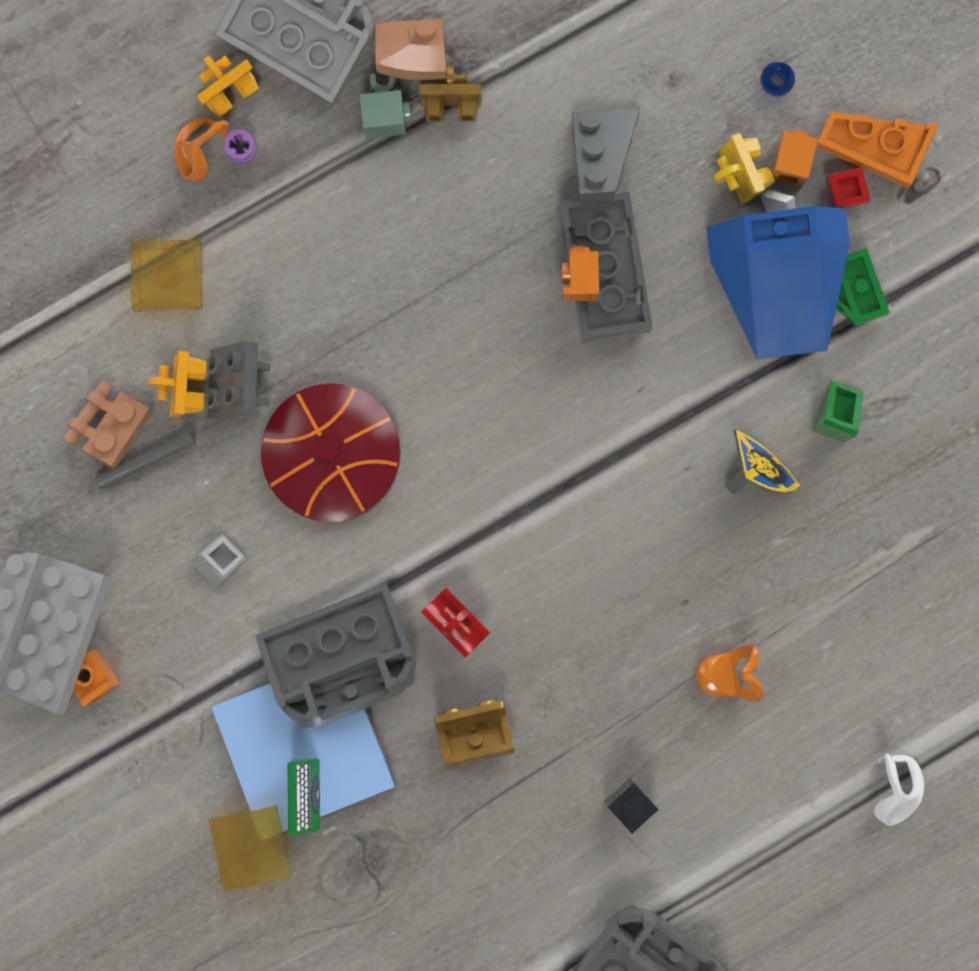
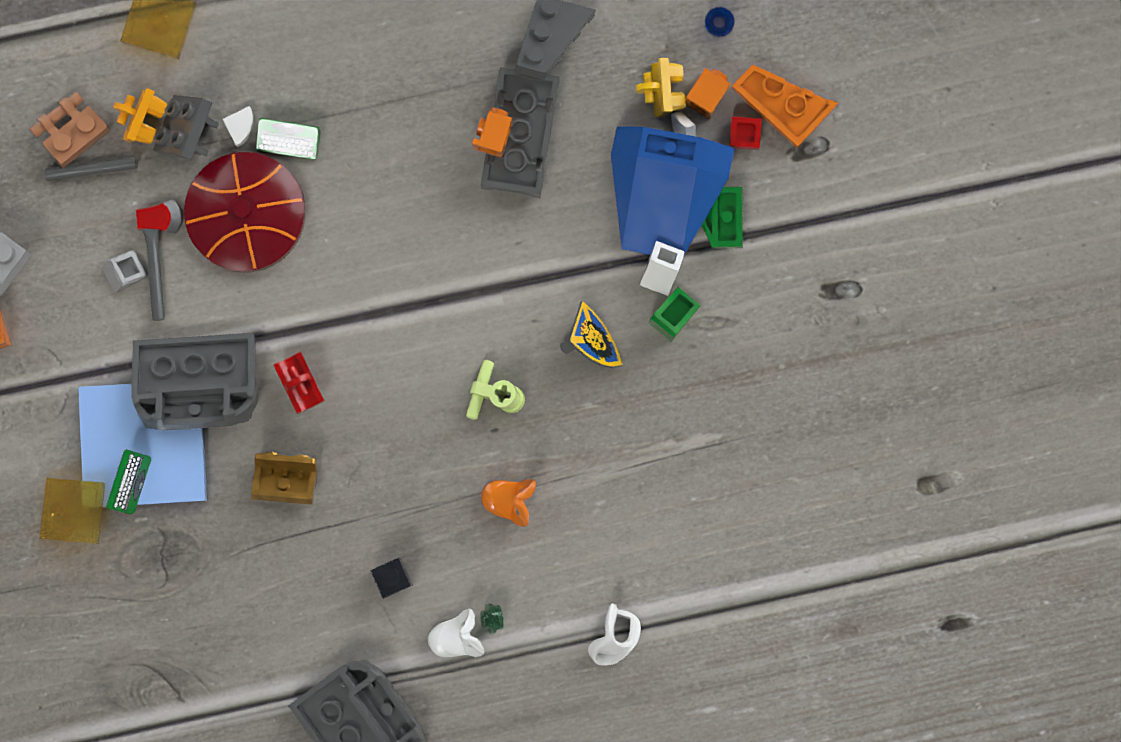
camera: 15 degrees right, 0 degrees up
(245, 488) = (152, 220): none -> piece
(294, 359) = (240, 125): none -> white tile
(351, 357) = (287, 138): none -> slope
(656, 563) = (495, 393): none -> yellowish green piece
(715, 854) = (452, 638): none -> white piece
(756, 813) = (492, 618): none -> clear green plate
(812, 365) = (662, 268): none -> white brick

